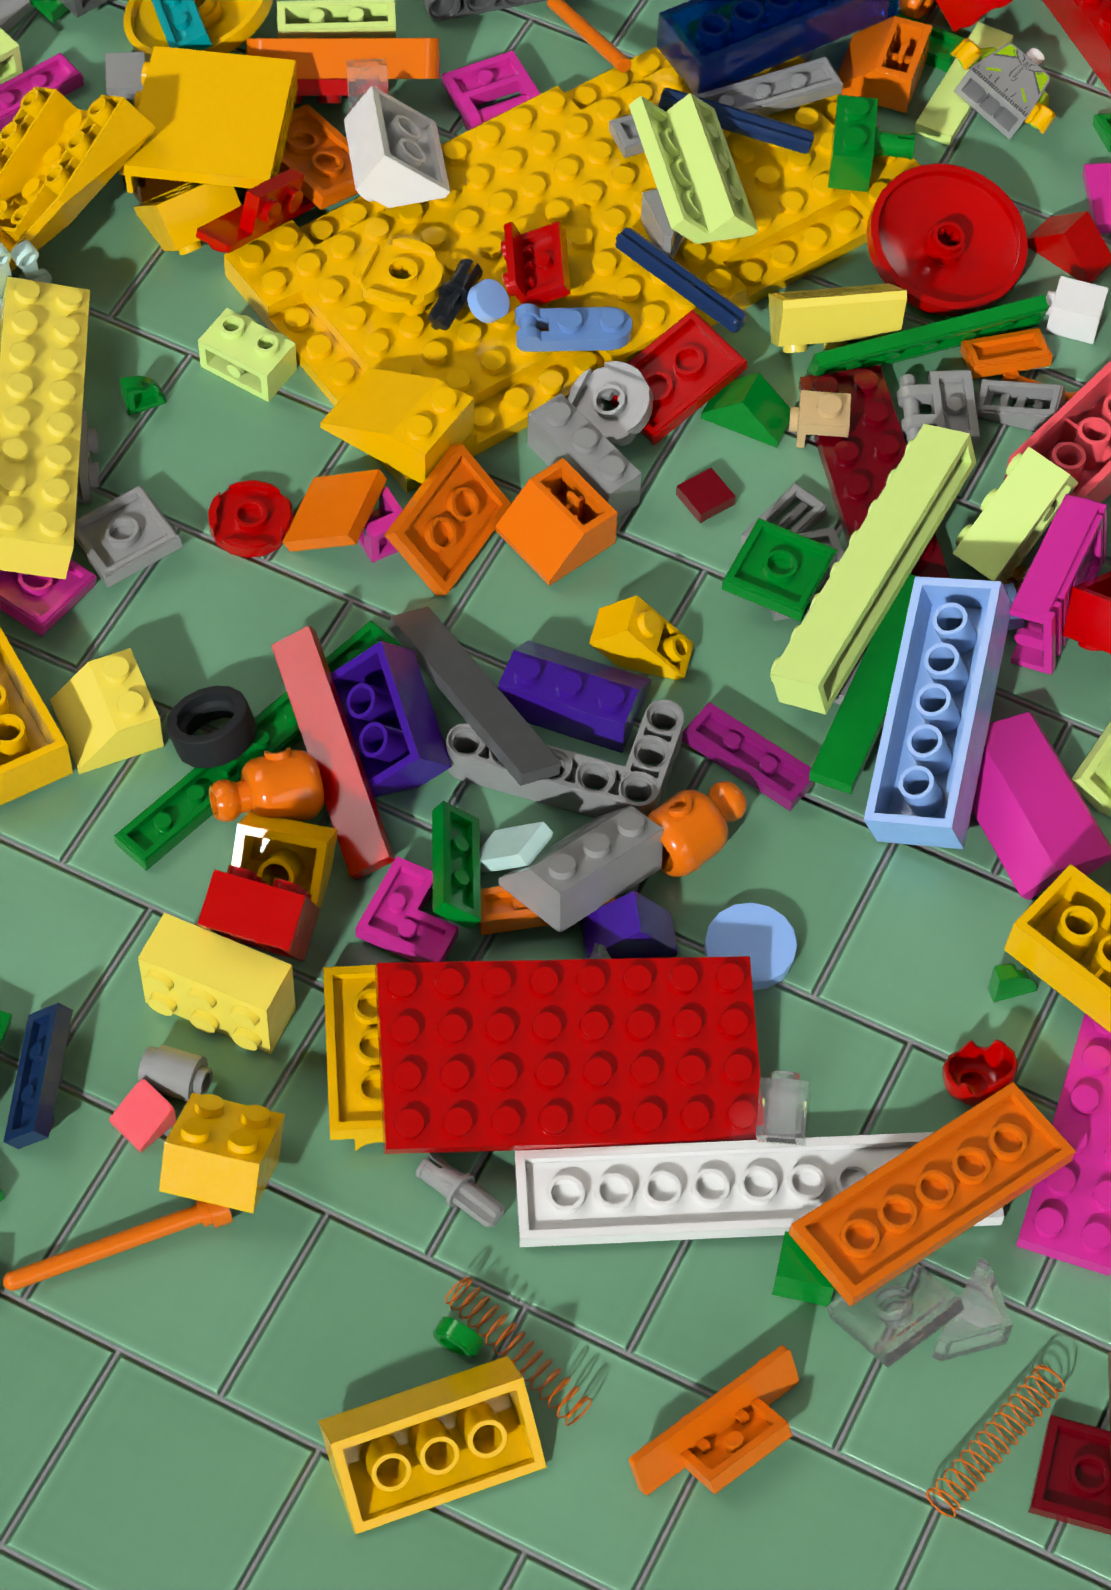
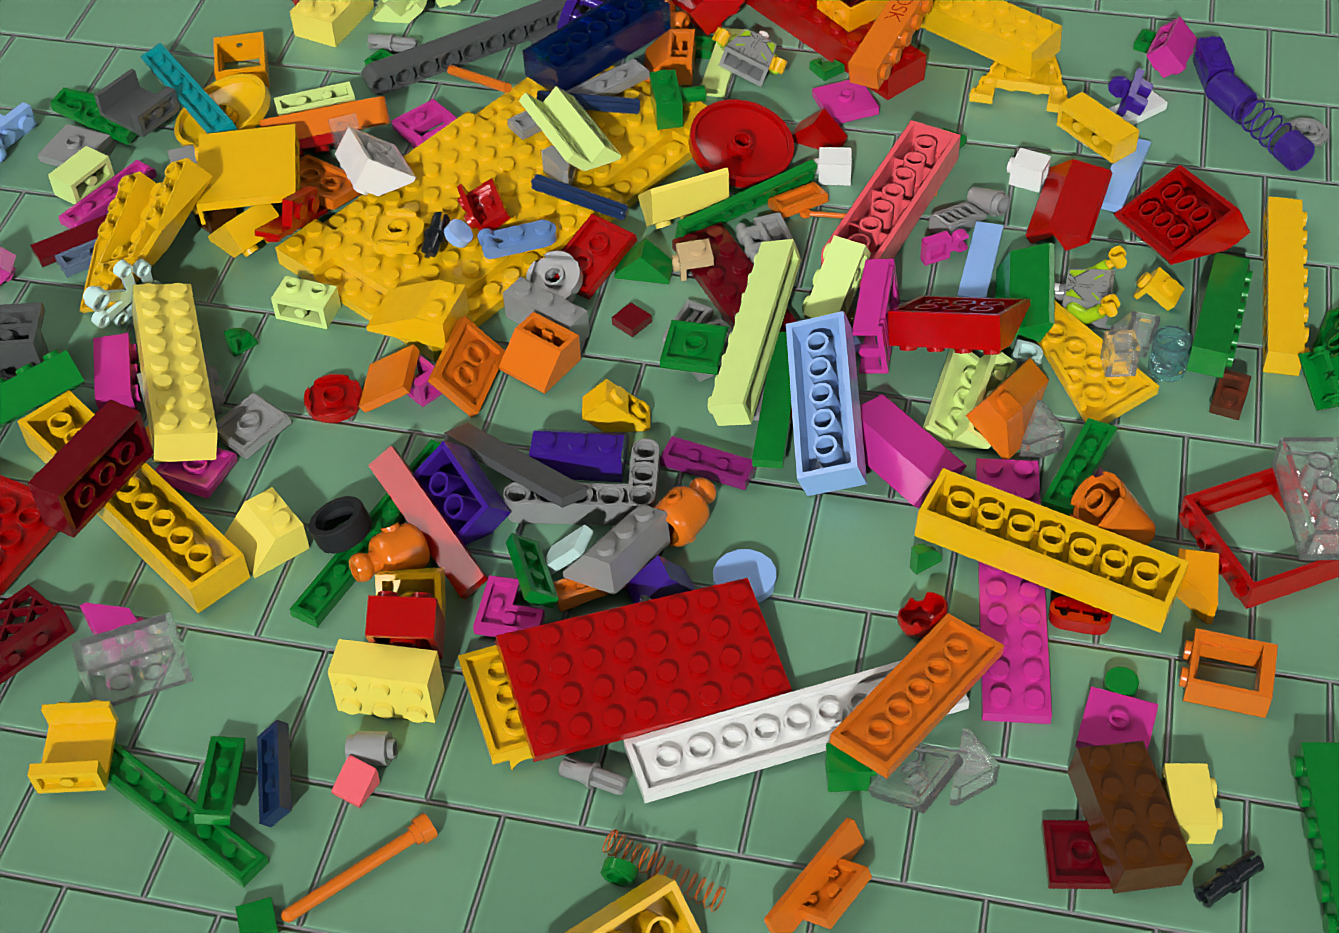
camera: 10 degrees left, 10 degrees down
(222, 1152) = (418, 788): yellow brick -> none
(783, 1109) = (800, 665): clear slope -> none
(987, 1433) = (998, 848): orange piece -> none
(1039, 394) = (824, 224): light grey slope -> none

